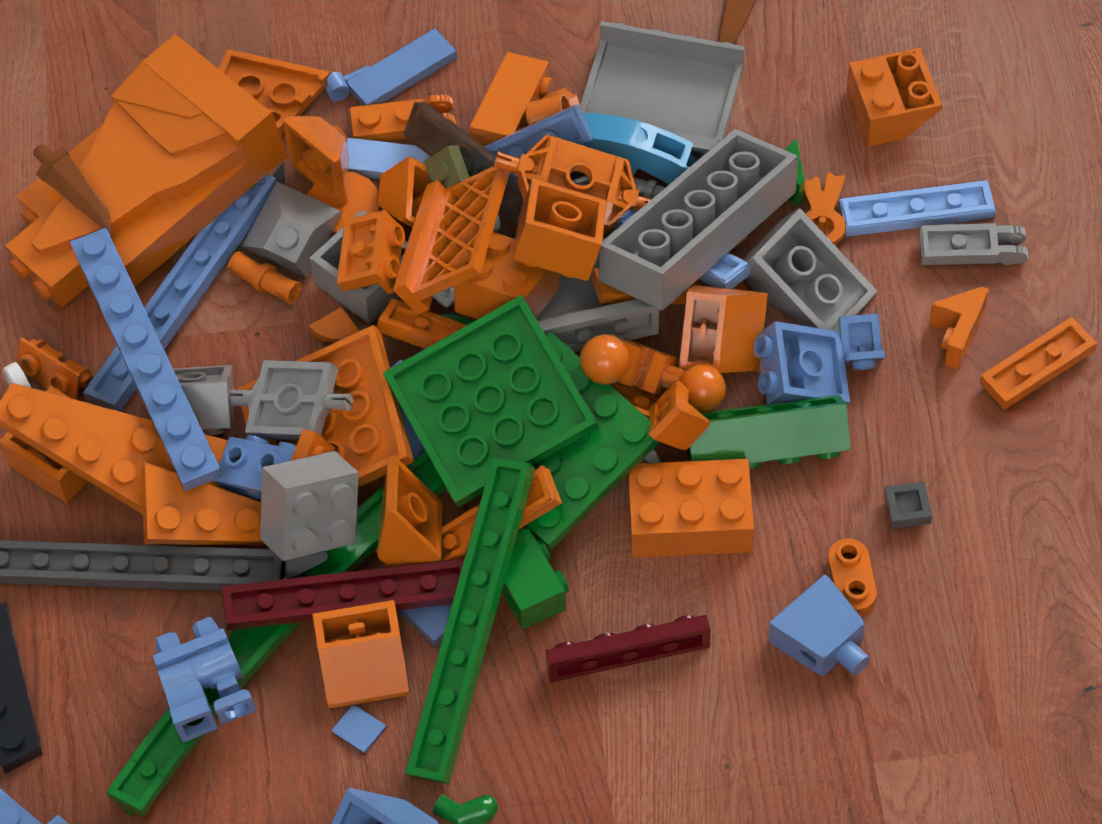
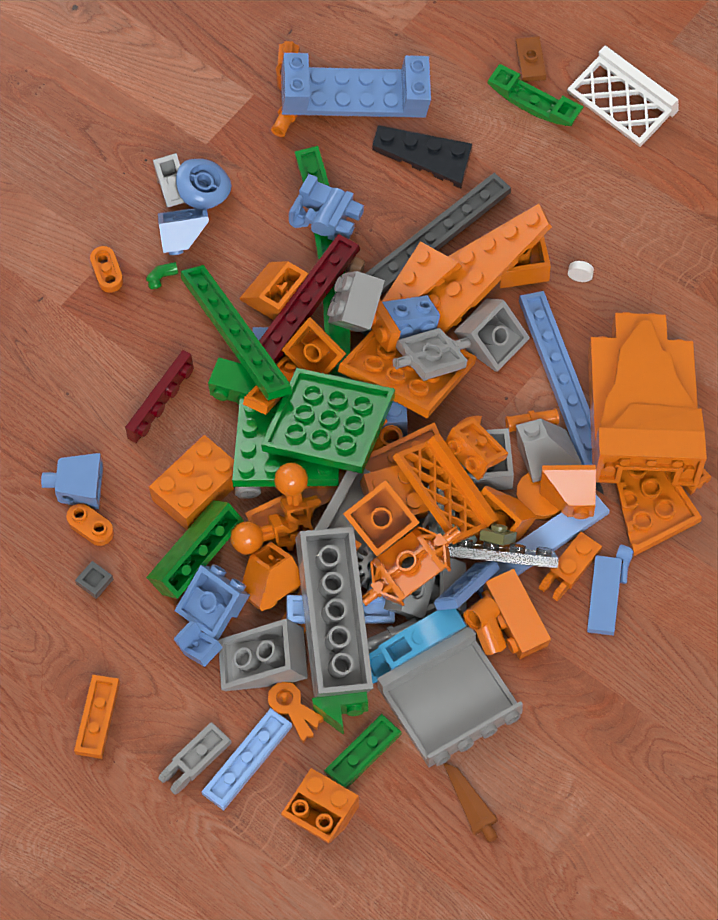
camera: 135 degrees right, 5 degrees up
(46, 367) = (584, 291): orange hinge -> none
(65, 177) = (672, 354): dark orange bar -> none
(146, 360) = (521, 307): medium blue plate -> none
(359, 728) = (247, 270): medium blue piece -> none
(676, 420) = (237, 491): orange slope -> none
(802, 123) = (363, 751): none -> green tile
(960, 319) = (159, 705): orange slope -> none

